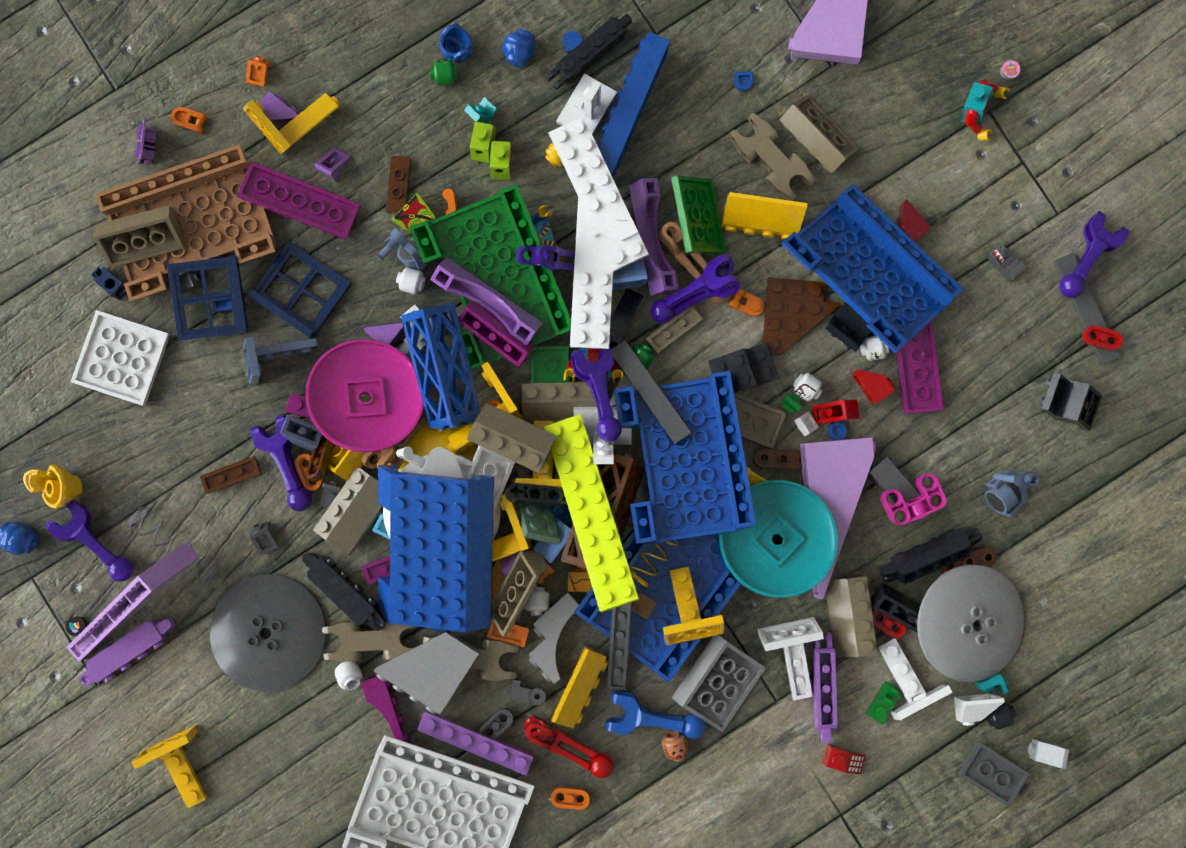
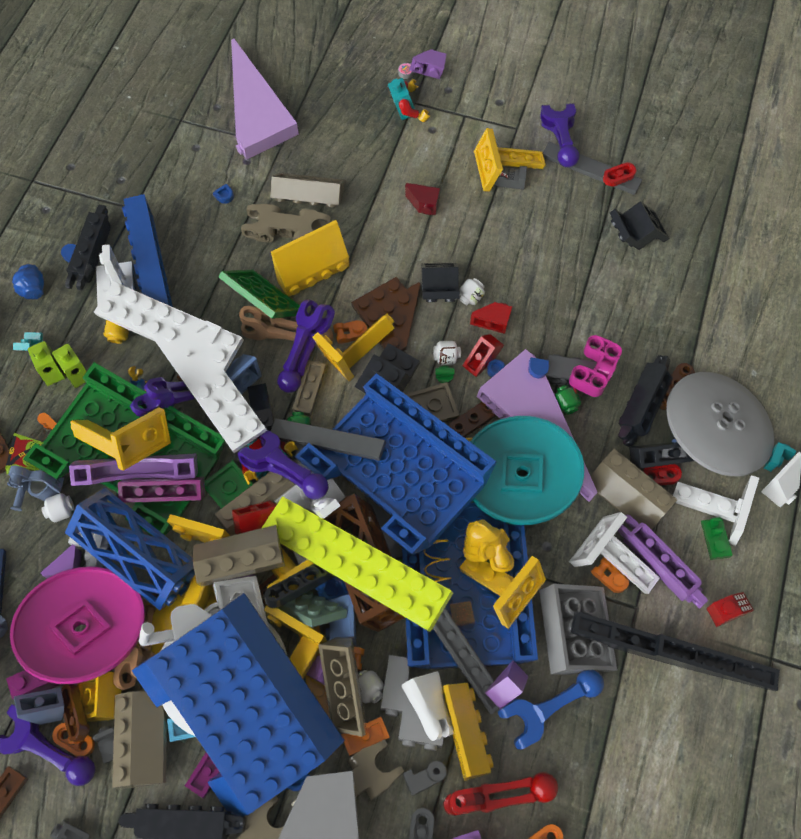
camera: 40 degrees left, 20 degrees down
(491, 282) = (130, 442): none -> yellow piece
(546, 411) = (252, 516): none -> red slope
(567, 651) = (430, 704): none -> white piece
(579, 582) = (394, 639): light orange tile -> none
(634, 681) = (507, 685): none -> medium lavender slope
(645, 202) = (269, 356): medium lavender arch -> none
(675, 746) = (590, 714): nougat head -> none
(701, 574) = (486, 543): none -> yellow head
(738, 325) = (361, 346): none -> yellow piece
(773, 755) = (675, 652): none -> black slope
(779, 670) = (616, 581): none -> orange plate
(806, 424) = (468, 379): white plate -> none
(867, 462) = (538, 367): none -> blue tile
(869, 505) = (568, 399): none -> green head
(874, 268) = (422, 236): blue slope -> none
(920, 374) = (506, 277): magenta plate -> none
(1002, 233) = (492, 158): none -> yellow piece
(1002, 497) = (658, 318): sand blue piece -> none
(1036, 83) = (429, 63): none -> medium lavender slope

